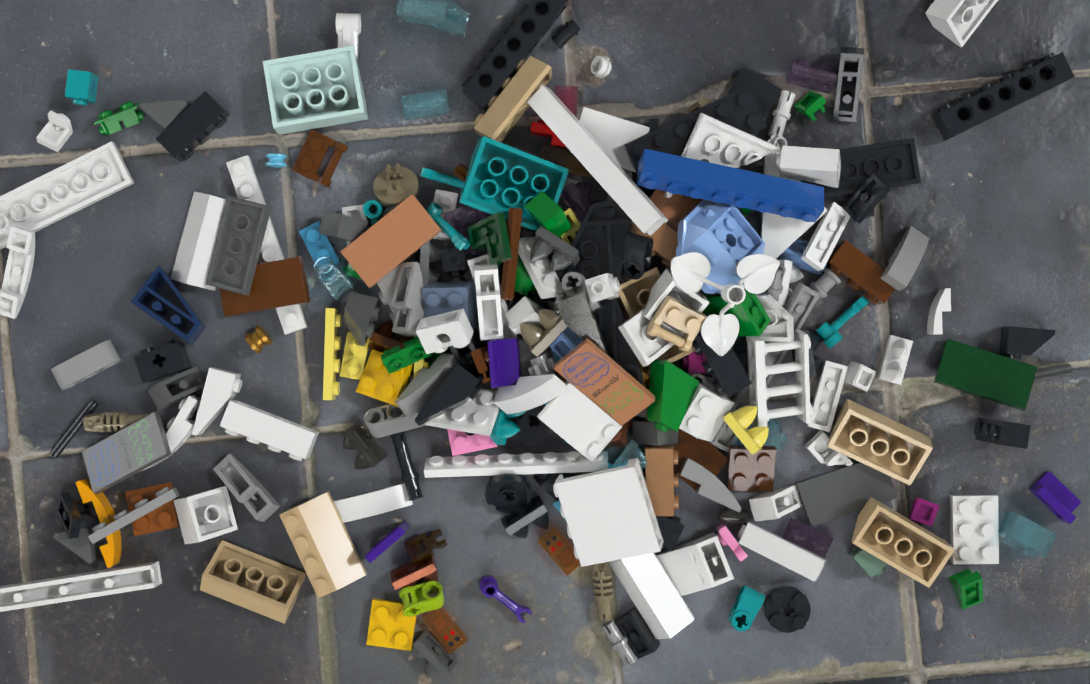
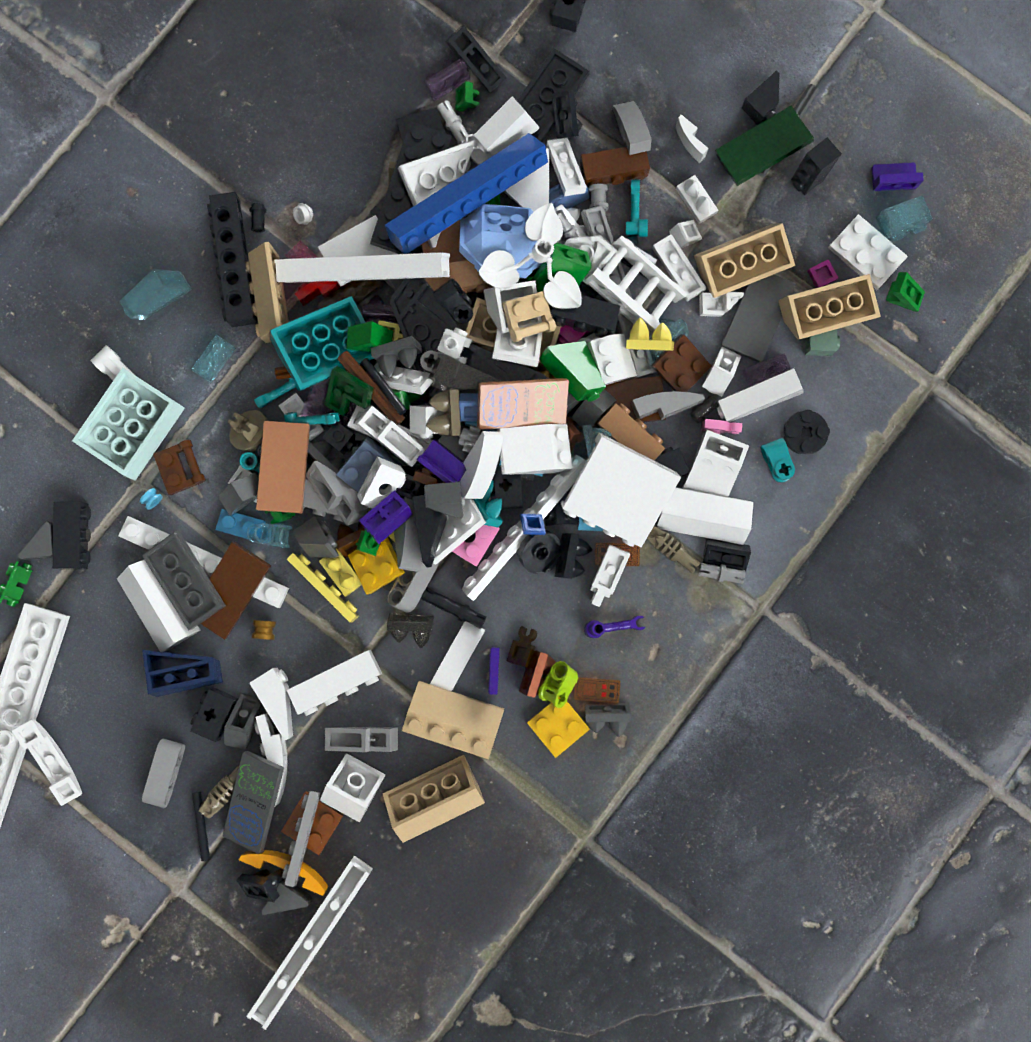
camera: 45 degrees left, 5 degrees down
(423, 358) = (386, 517): none -> dark purple hinge
(477, 391) = (445, 498): none -> dark grey slope
(521, 262) = (383, 386): none -> black bar
(521, 471) = (532, 524): none -> blue slope
(539, 559) = (608, 573): none -> white hinge

